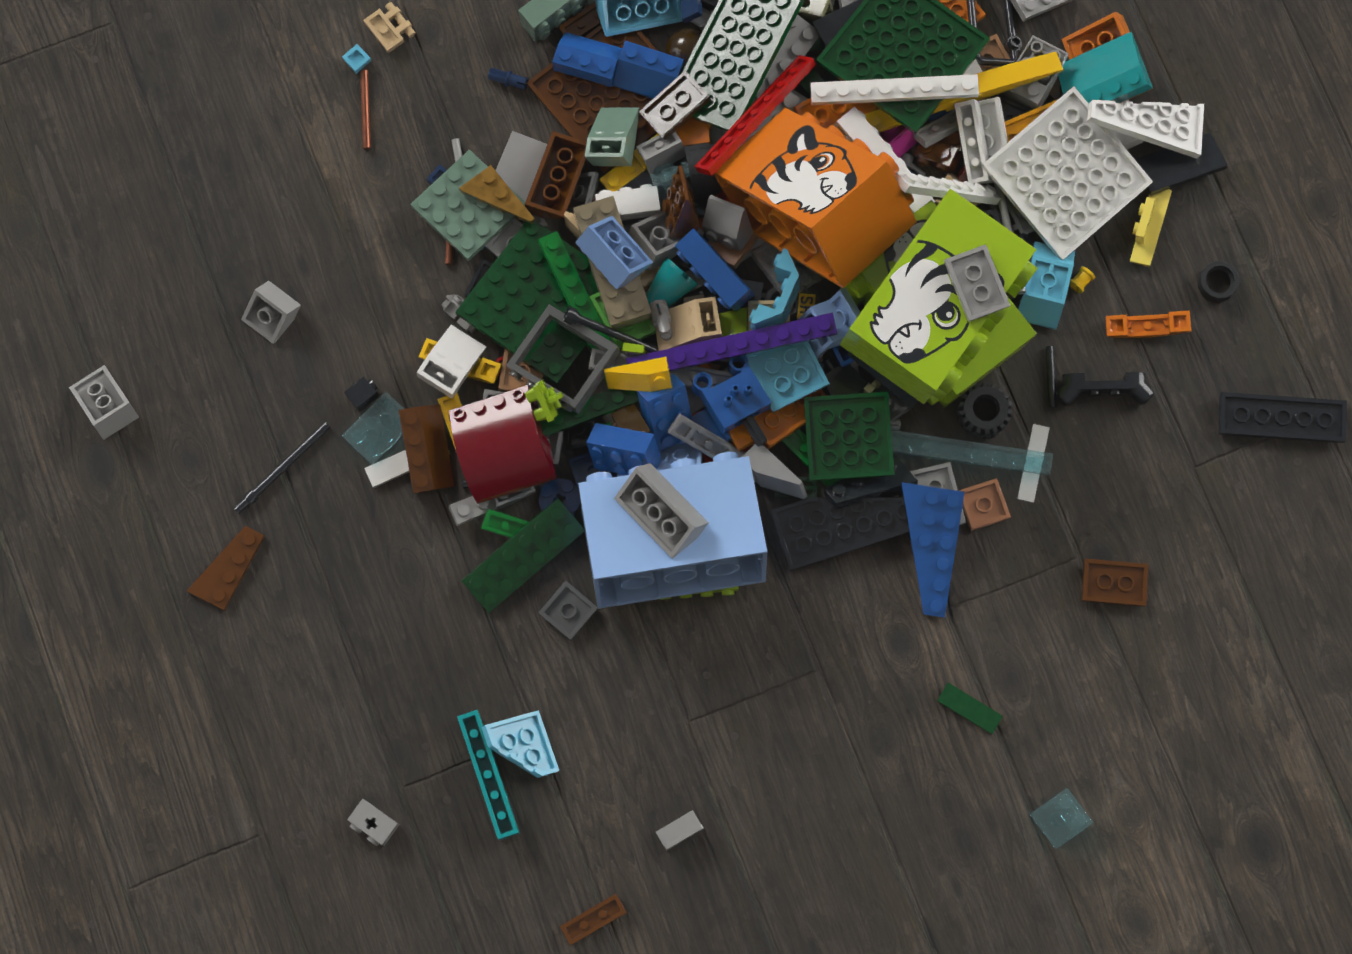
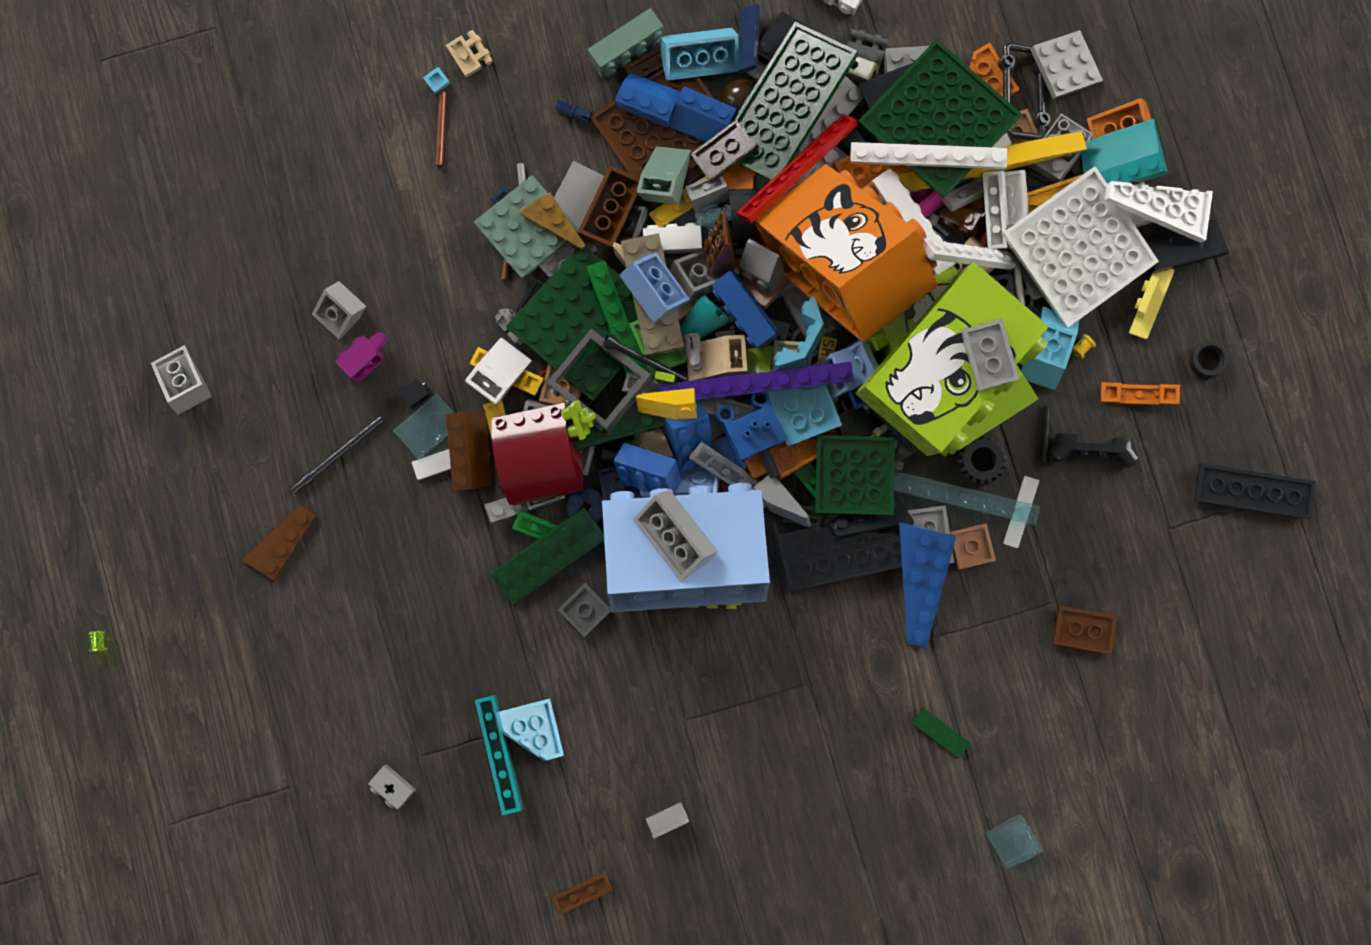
camera: 10 degrees right, 5 degrees up
(34, 693) = (97, 641): none -> clear neon green bush
(301, 358) = (362, 356): none -> magenta hinge

